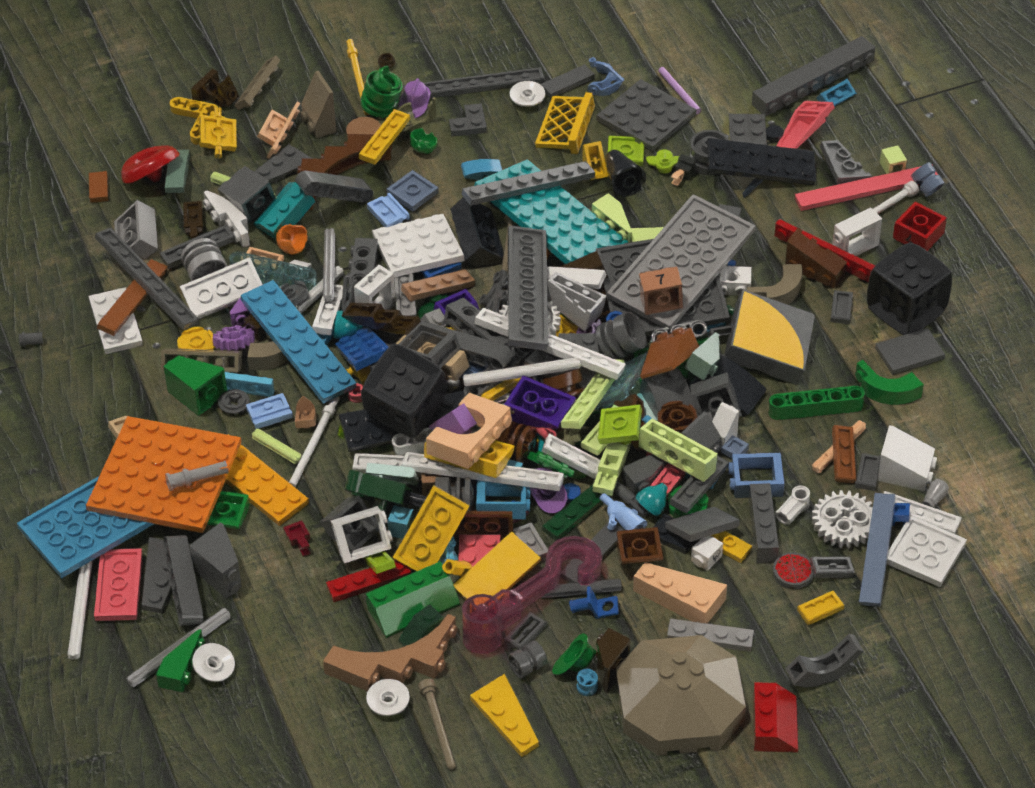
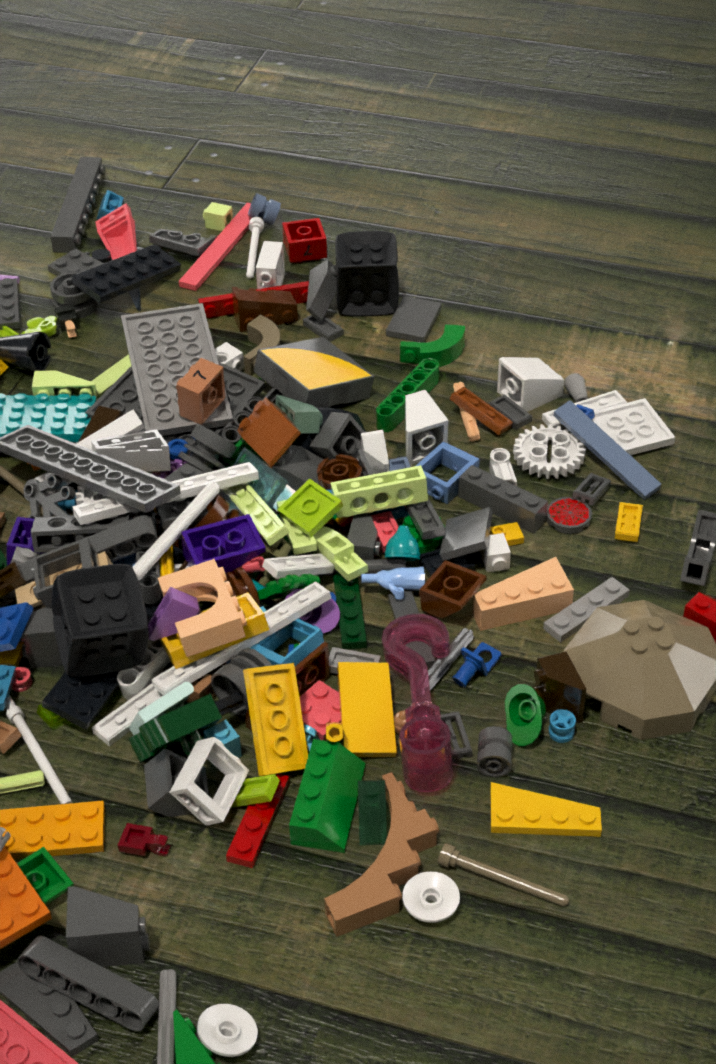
camera: 50 degrees left, 5 degrees down
(779, 430) = (424, 426): none -> white slope
(857, 280) = (321, 289): none -> dark grey slope

